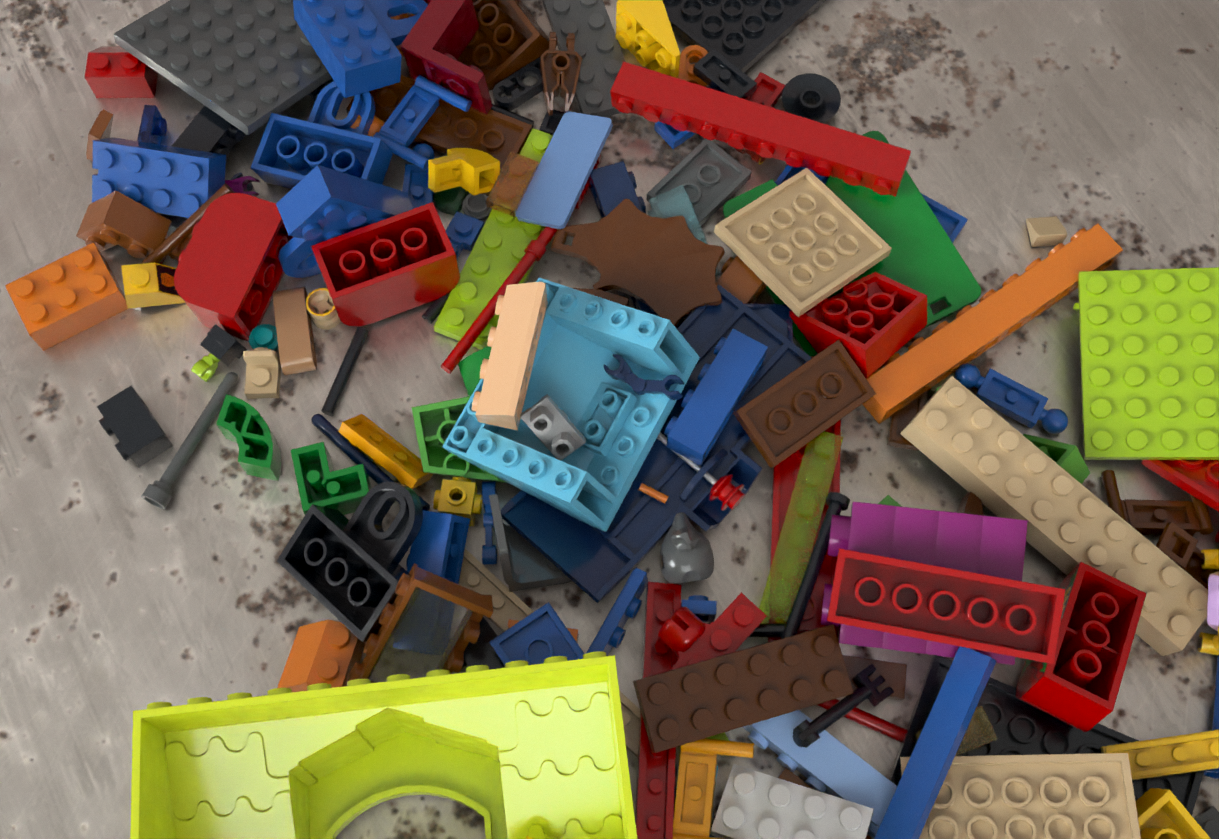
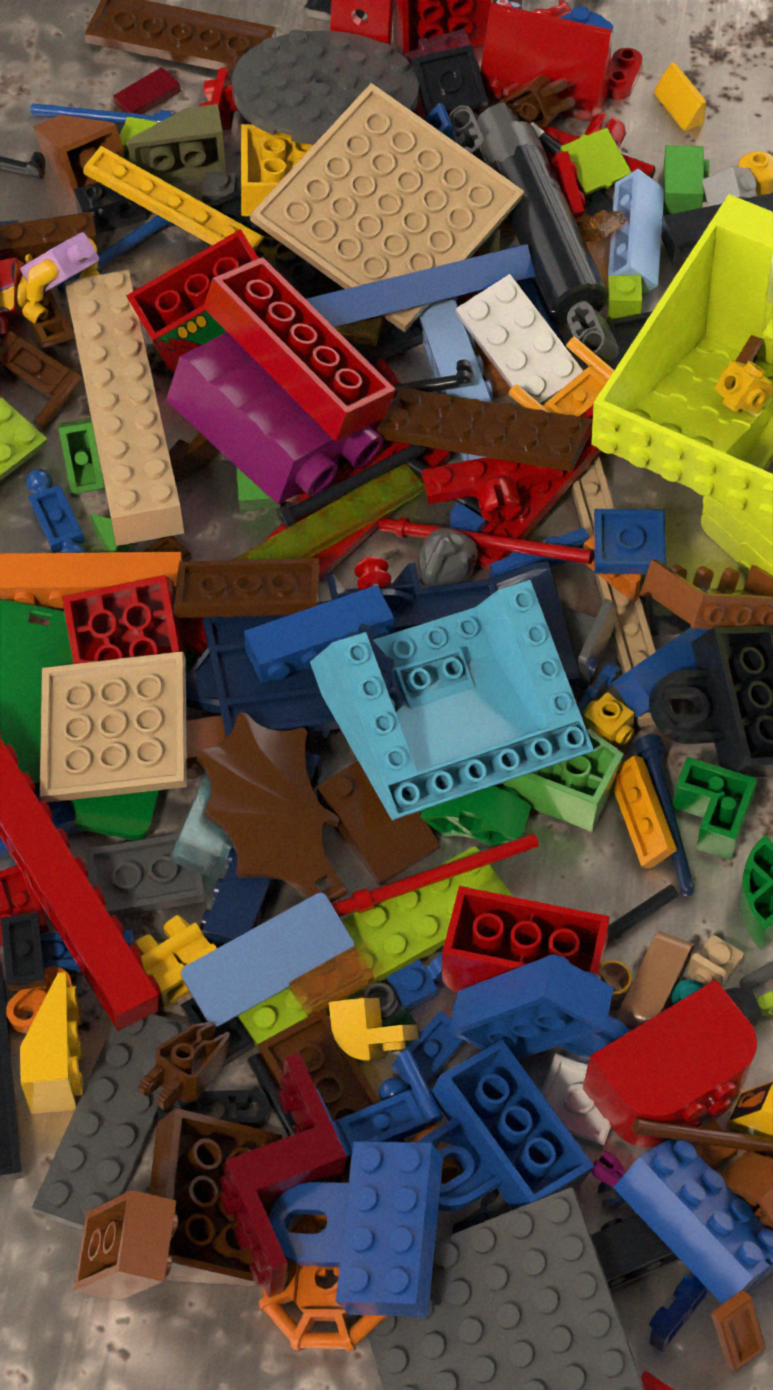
camera: 140 degrees left, 10 degrees down
(512, 355) = (482, 732): light nougat slope -> none
(553, 428) = (489, 677): light grey hips -> none
(627, 143) = (170, 957): none -> yellow hips
(653, 493) = (434, 614): orange piece -> none
(747, 577) = (405, 528): none -> red bar

